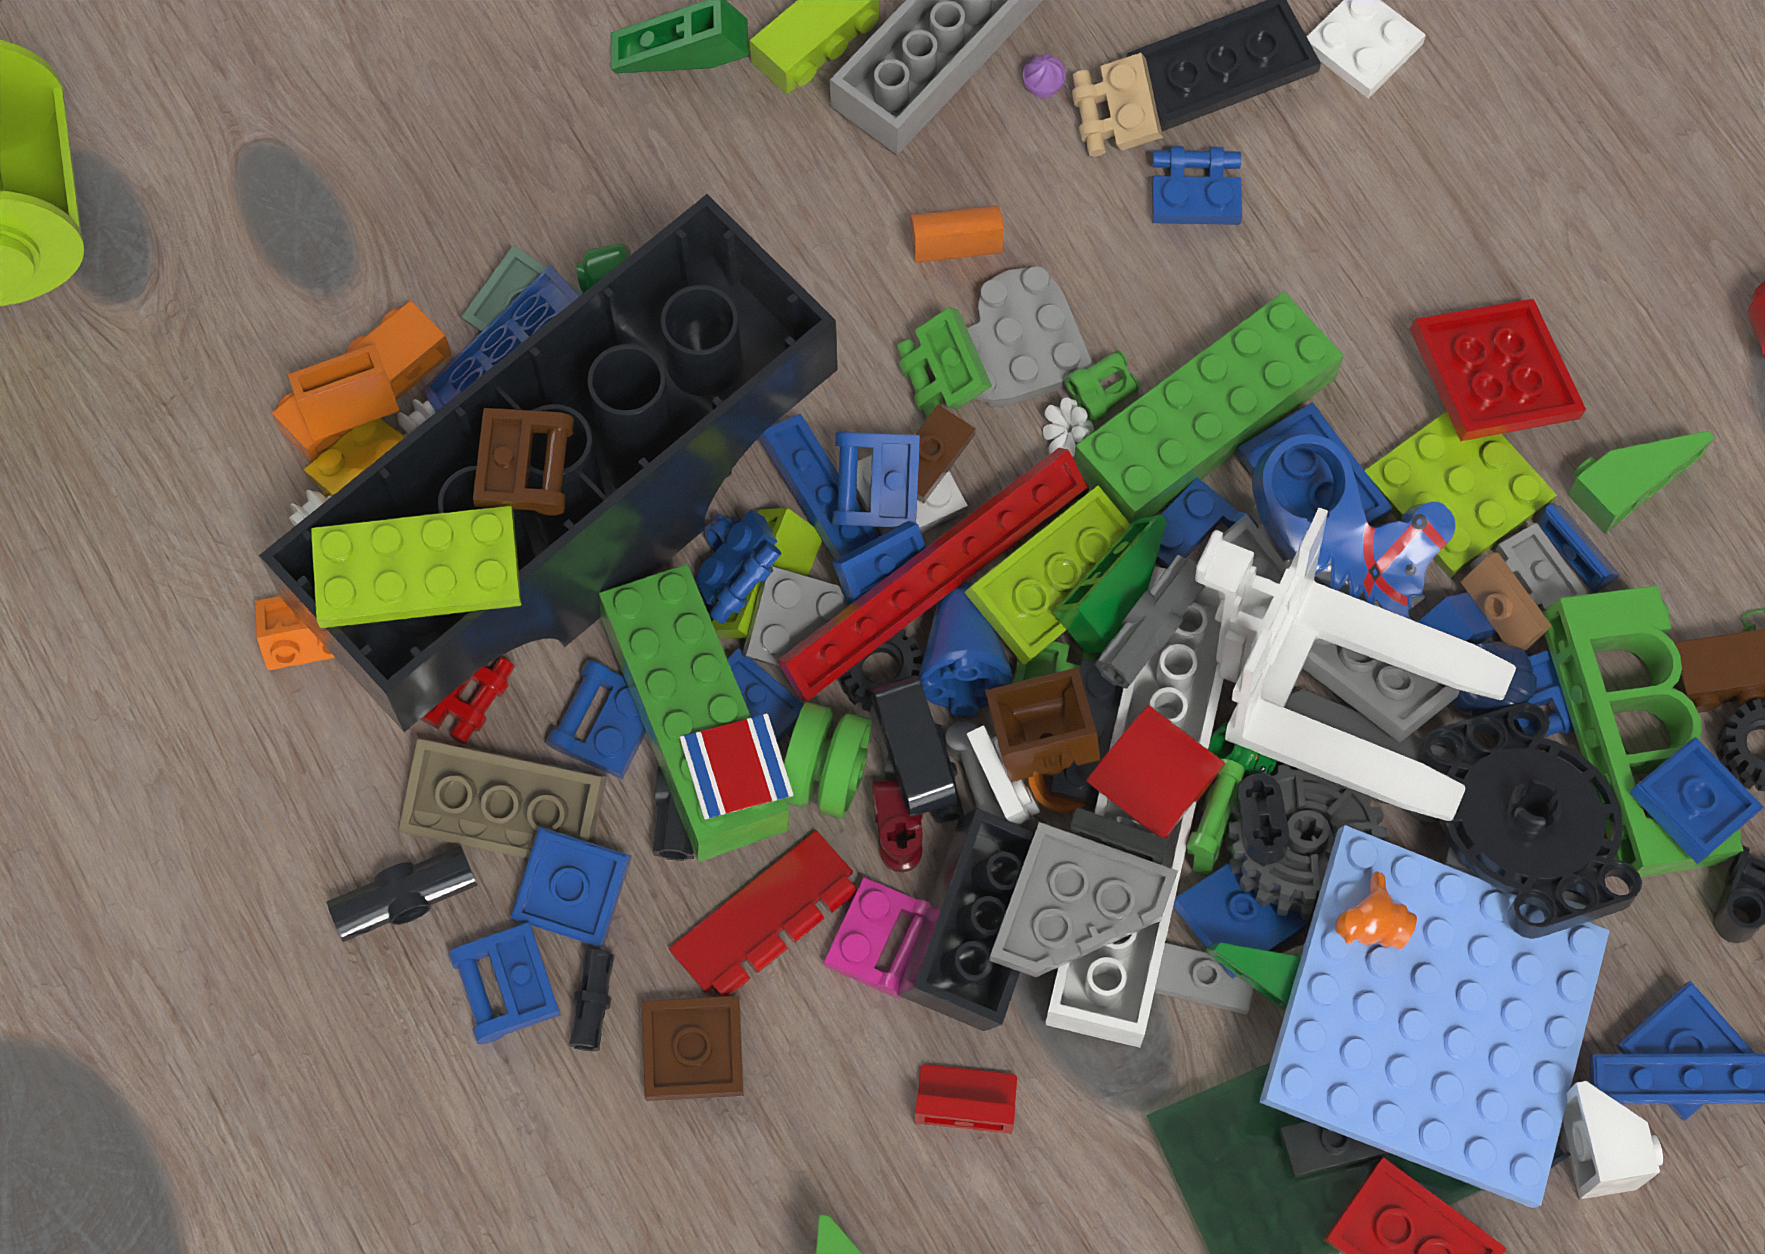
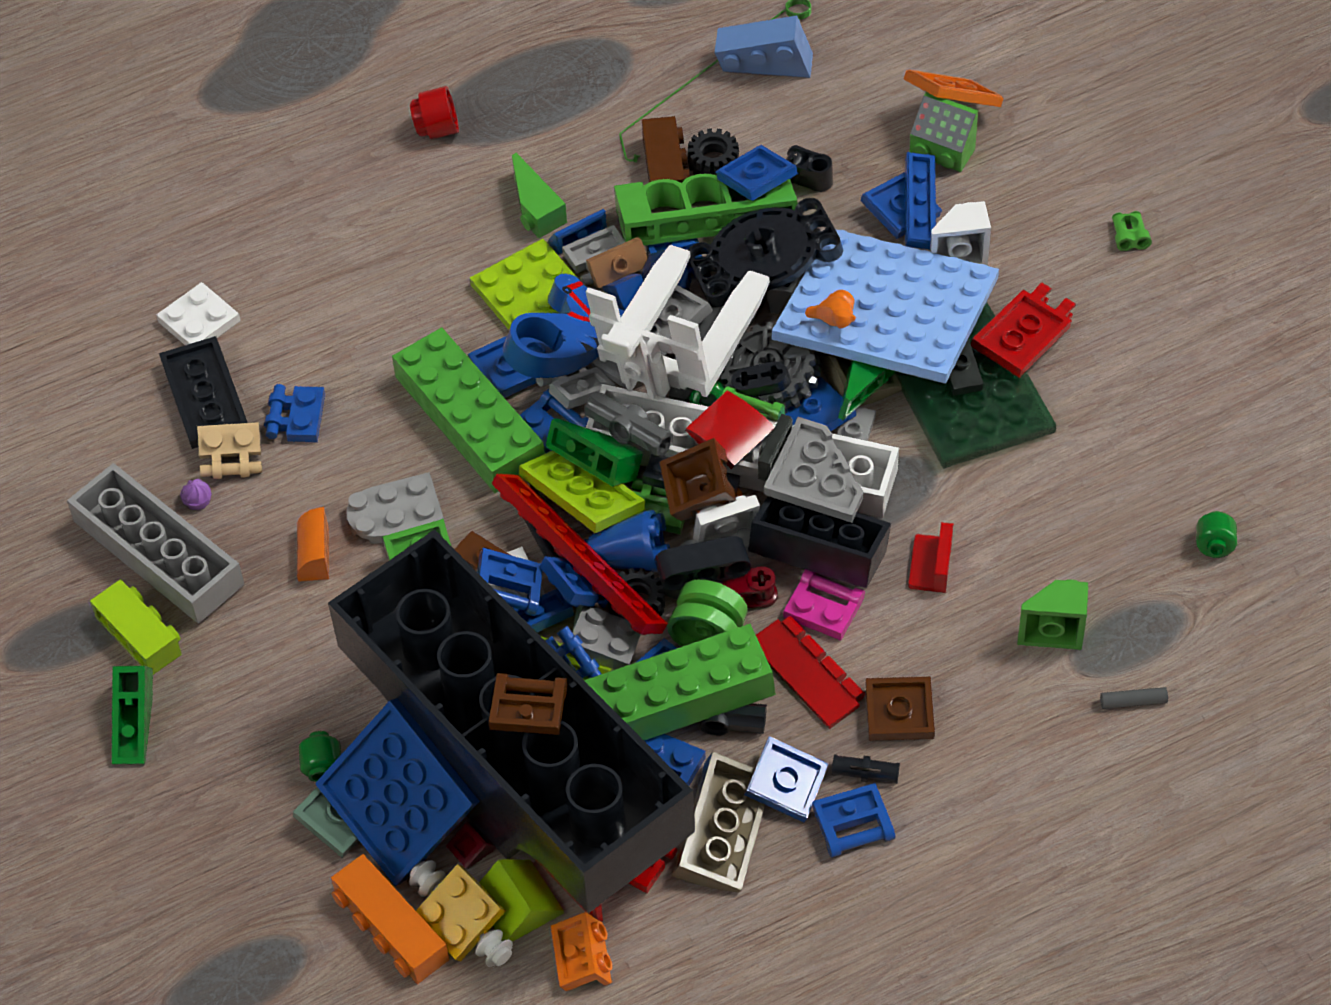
camera: 85 degrees left, 15 degrees down
(343, 392) = (407, 910): orange brick -> none
(401, 893) = (789, 883): black piece -> none
(415, 567) = (601, 770): lime plate -> none
(736, 766) = (720, 648): sticker -> none
(1067, 426) = (473, 491): white plant -> none
(1087, 391) = (445, 473): bright green piece -> none
(1497, 369) = (456, 256): red plate -> none

